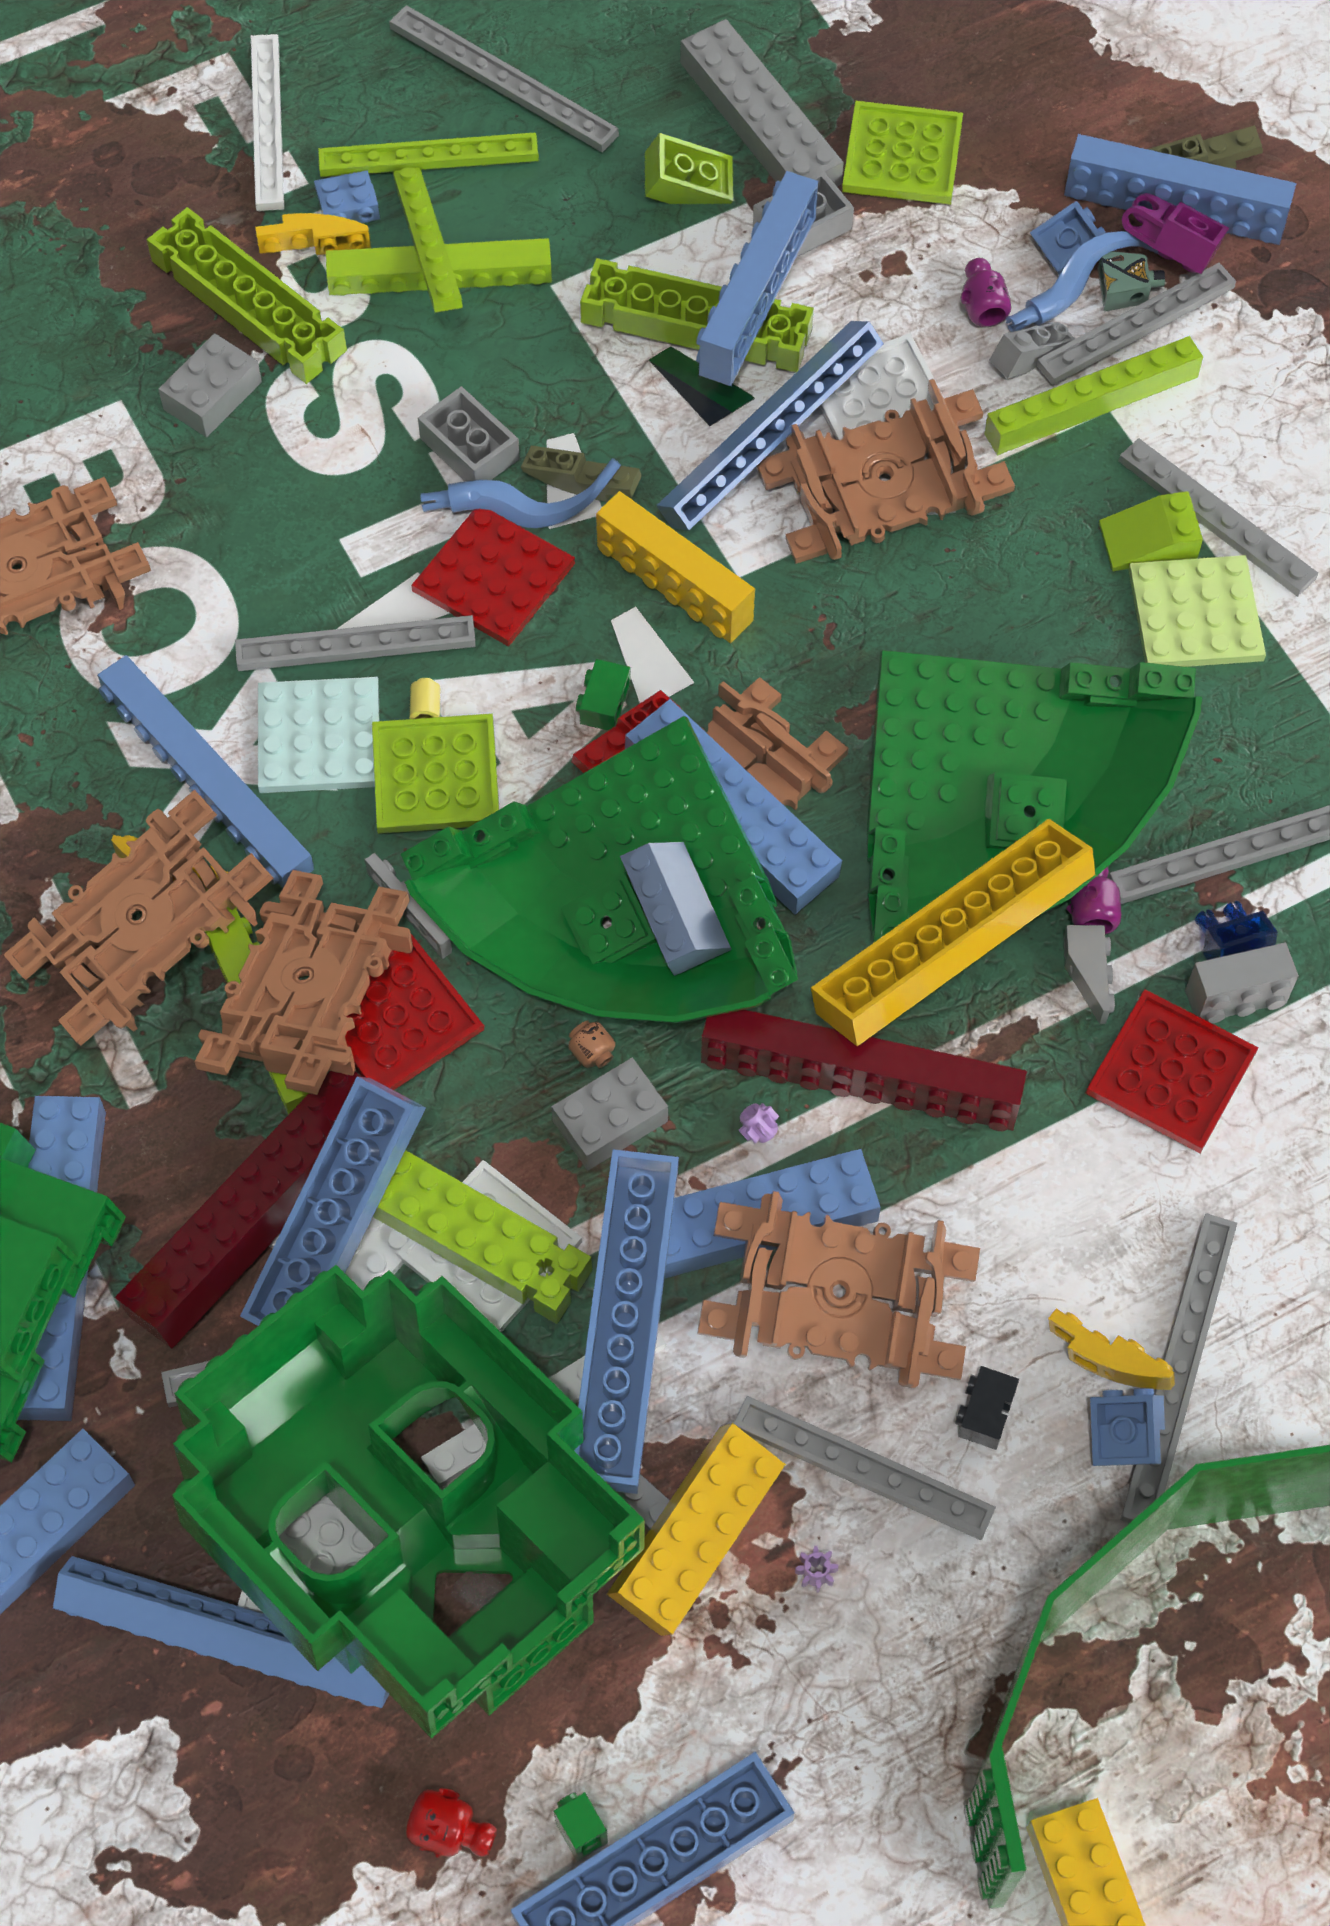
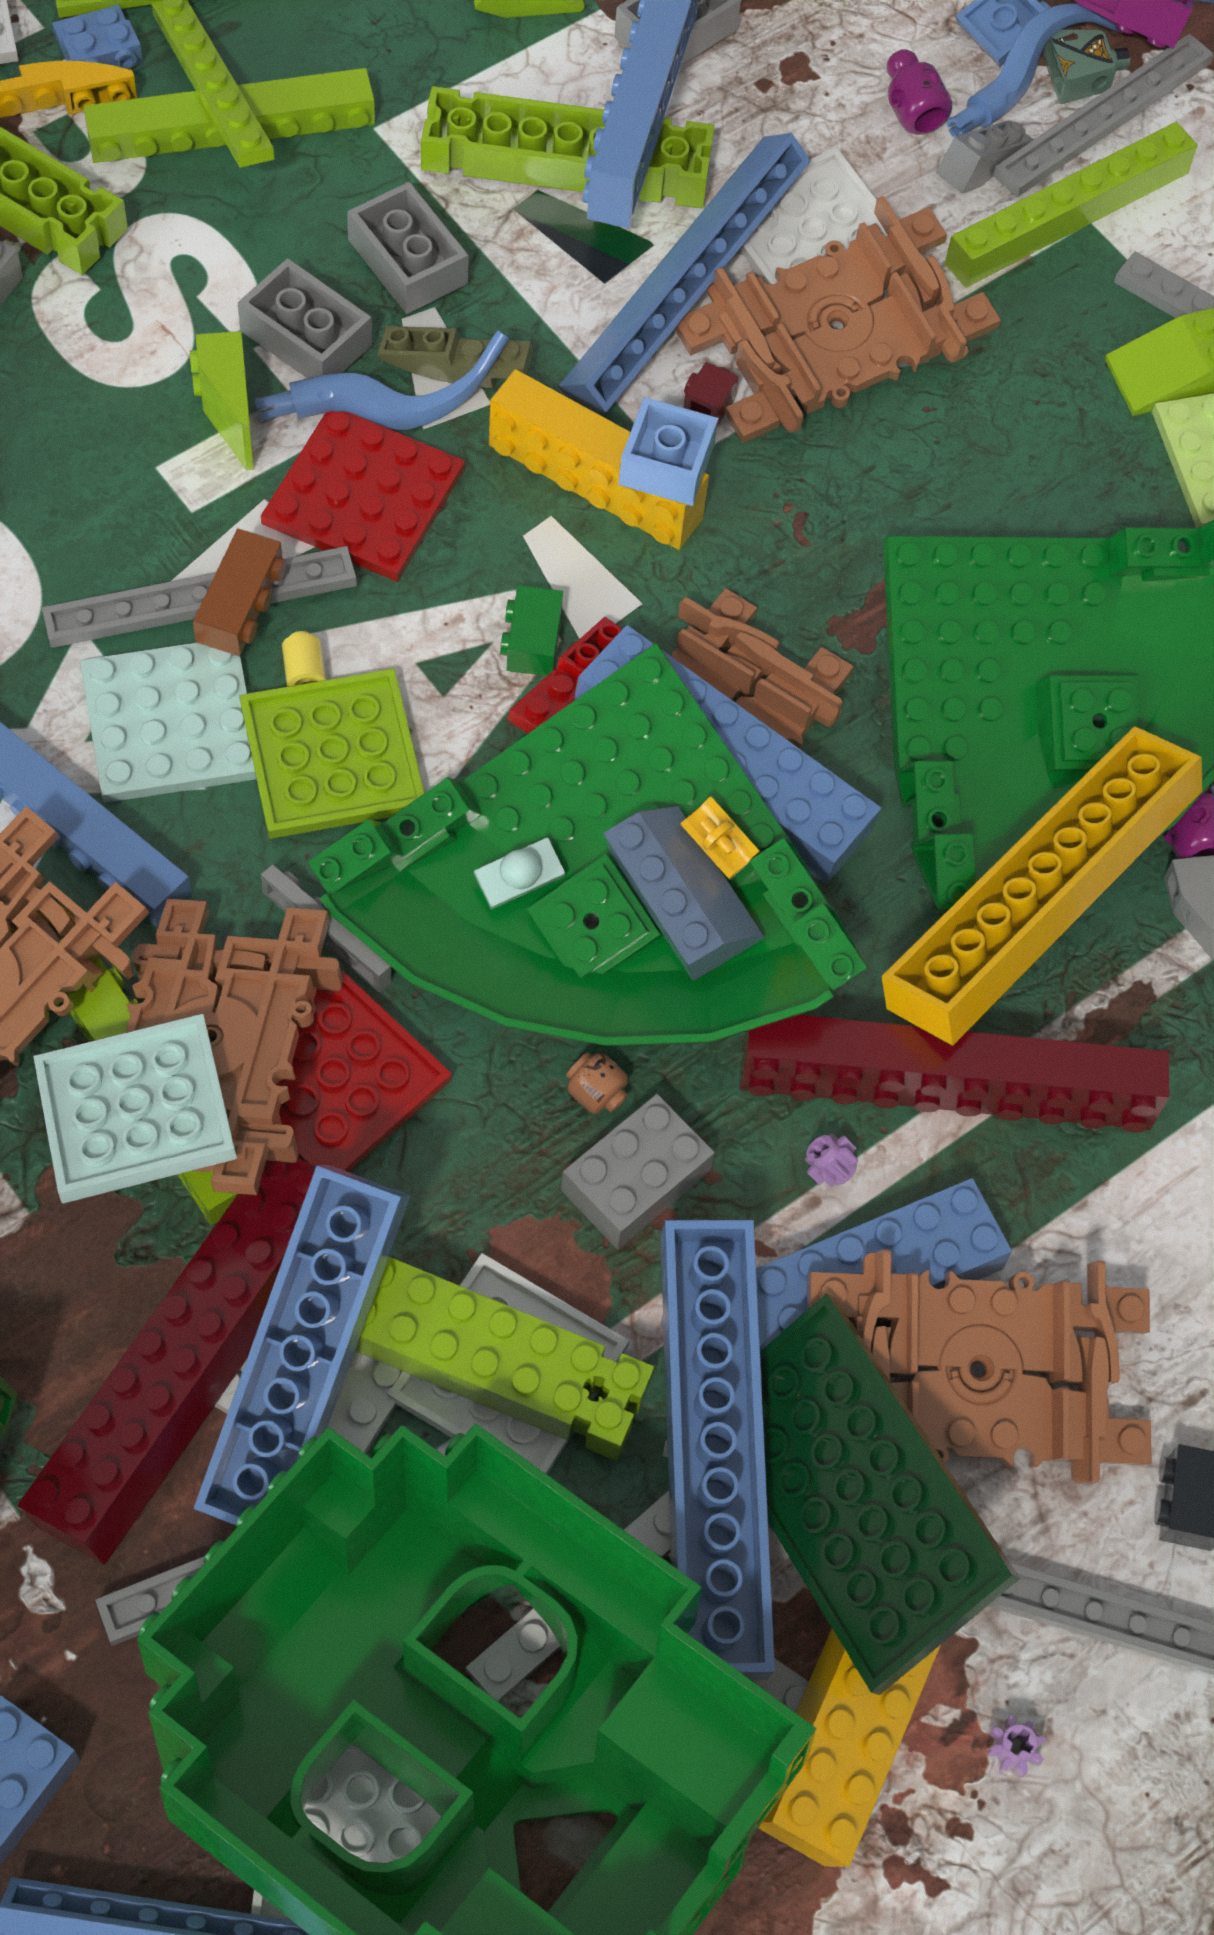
camera: 15 degrees left, 0 degrees up
(237, 1020) = (133, 1108): none -> light aqua plate
(383, 643) = (239, 592): none -> dark orange brick
(398, 479) = (223, 389): none -> lime slope
(558, 385) = (407, 247): none -> light grey brick
(559, 879) = (519, 873): none -> light aqua tile
(709, 869) = (720, 838): none -> yellow hips
(722, 567) = (668, 451): none -> light blue brick
(725, 1370) = (868, 1501): none -> dark green plate
(773, 522) = (710, 391): none -> dark red brick

